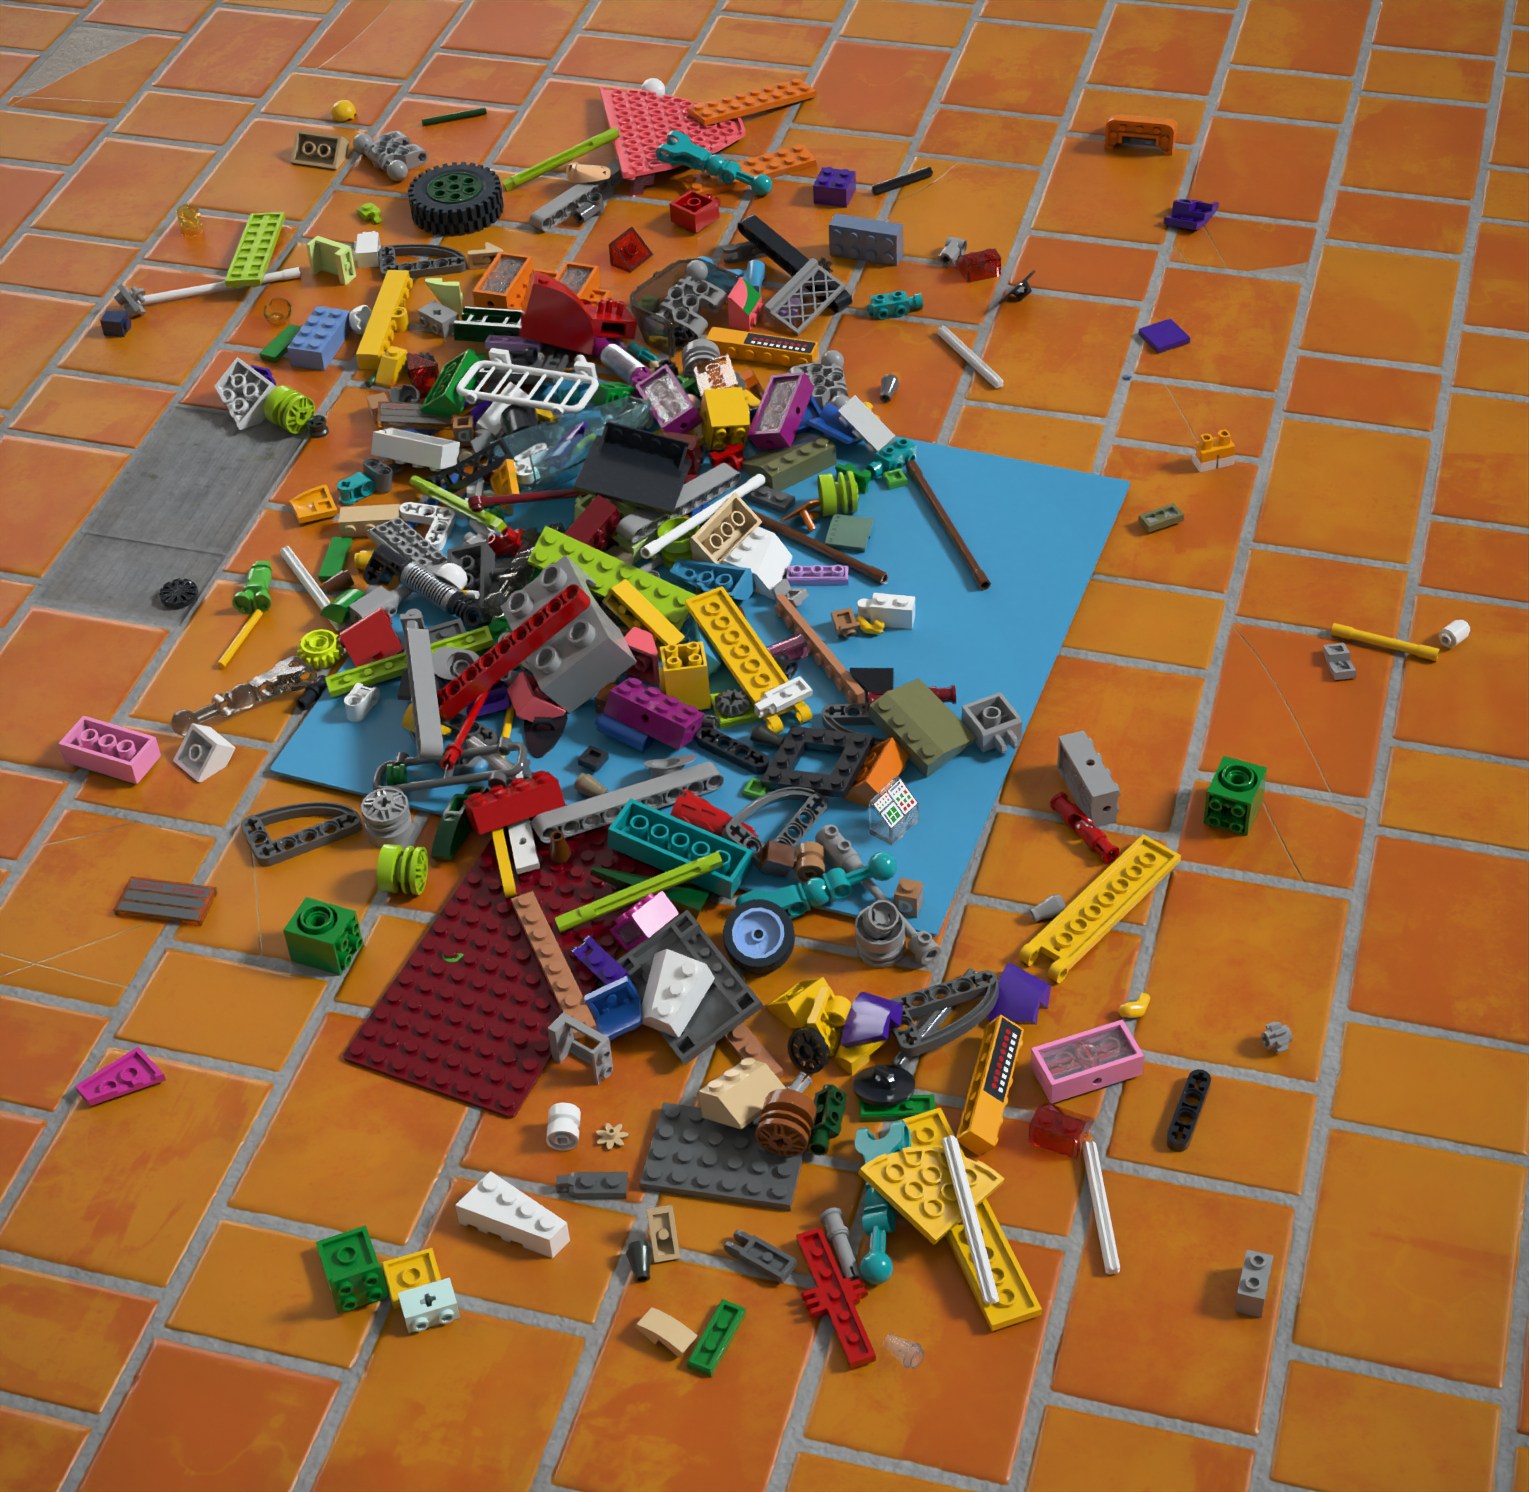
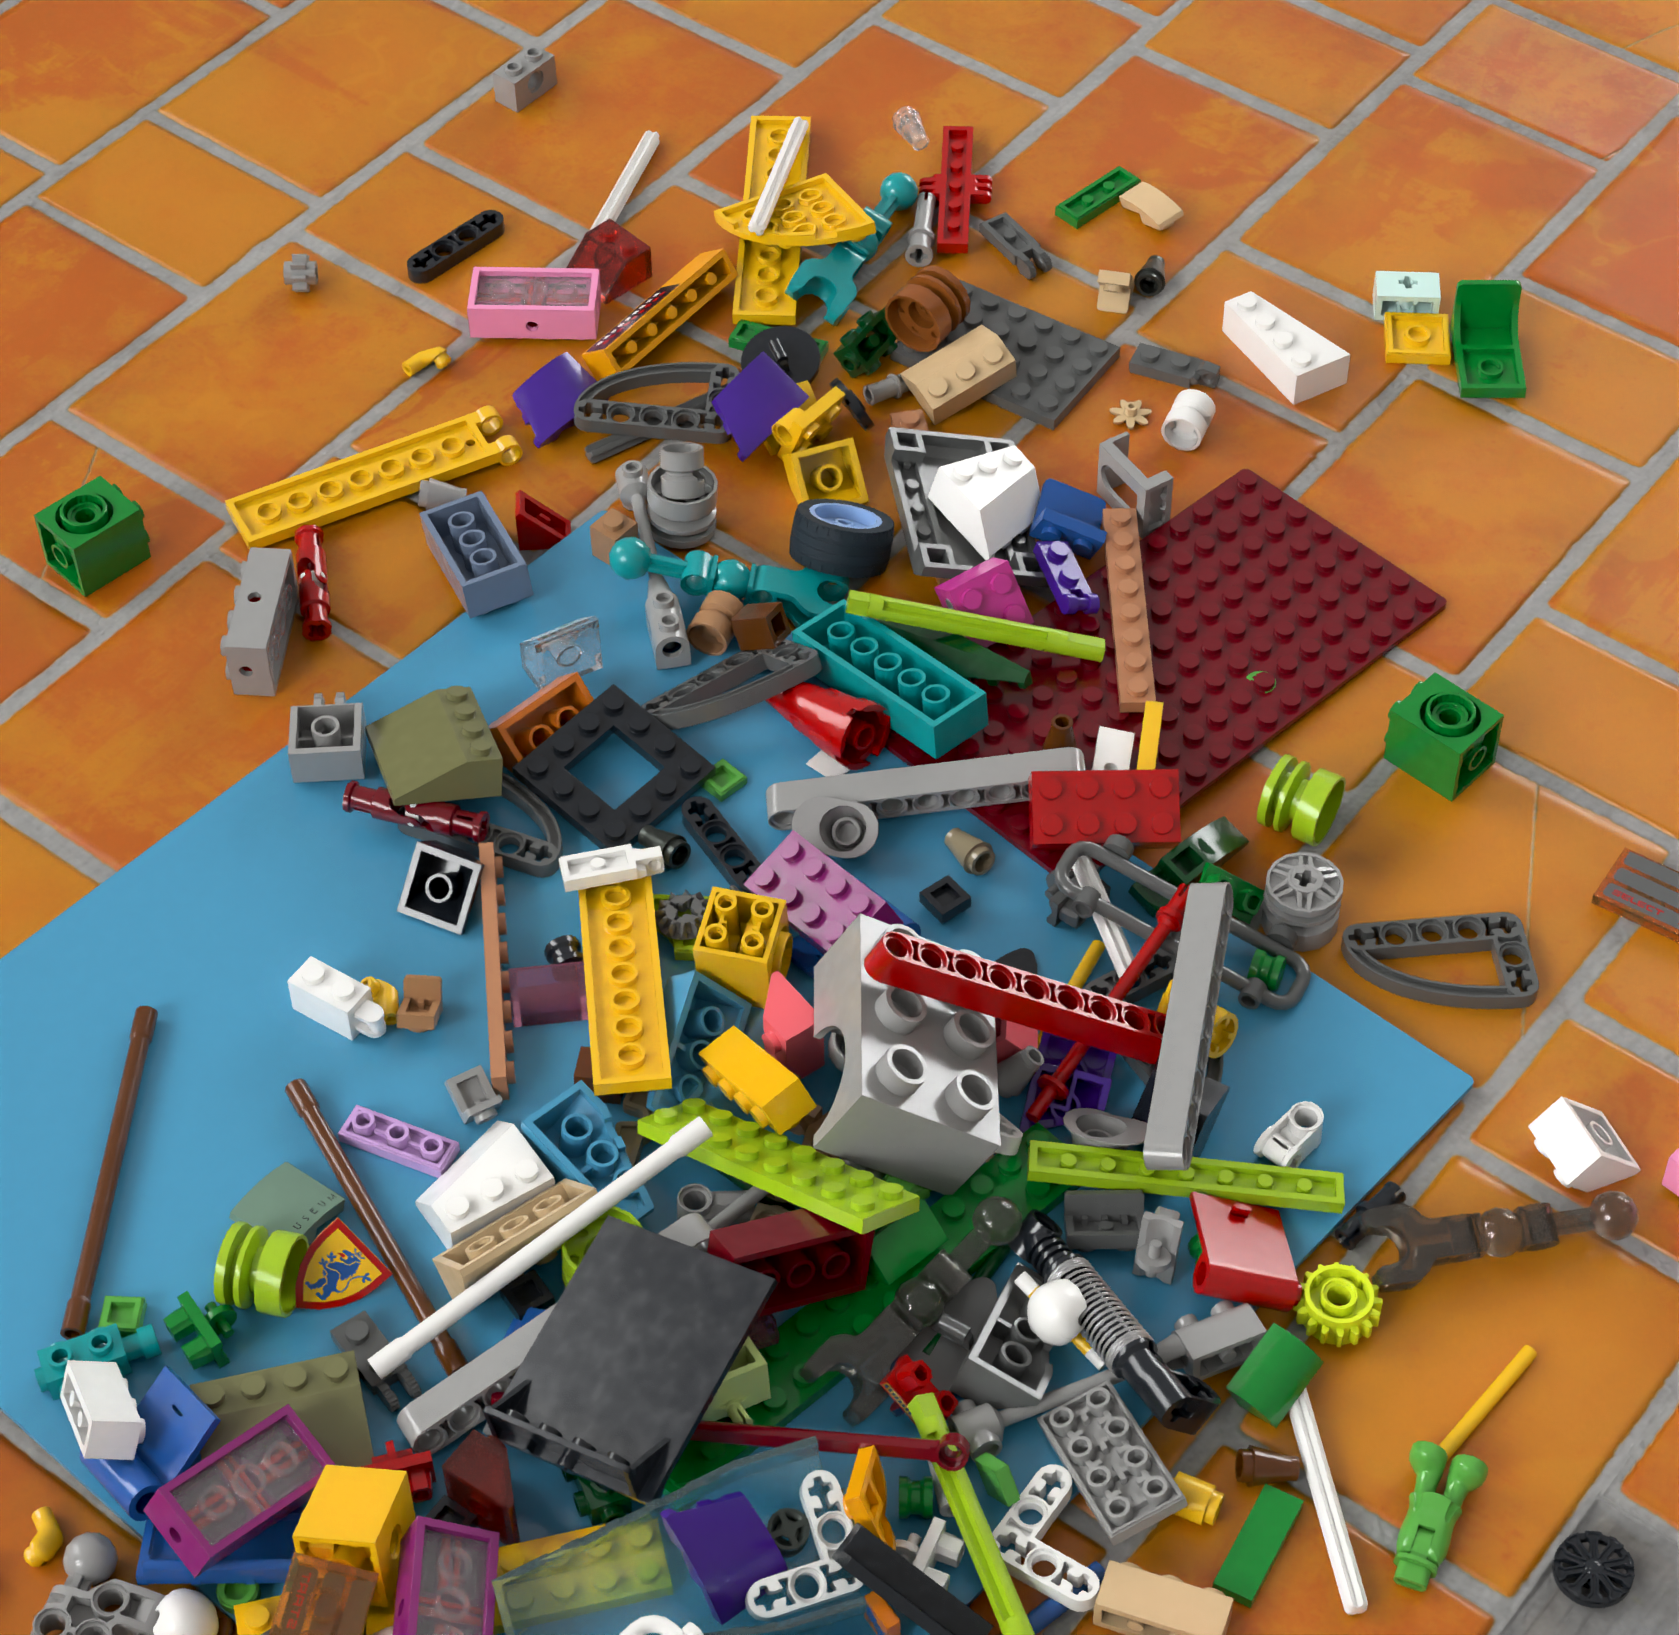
camera: 160 degrees left, 5 degrees up
(421, 812) = (1246, 896): none -> green hips
(458, 527) = (997, 1479): none -> bright green tile
(969, 905) = (537, 524): none -> red slope
(989, 858) = (476, 554): none -> sand blue brick

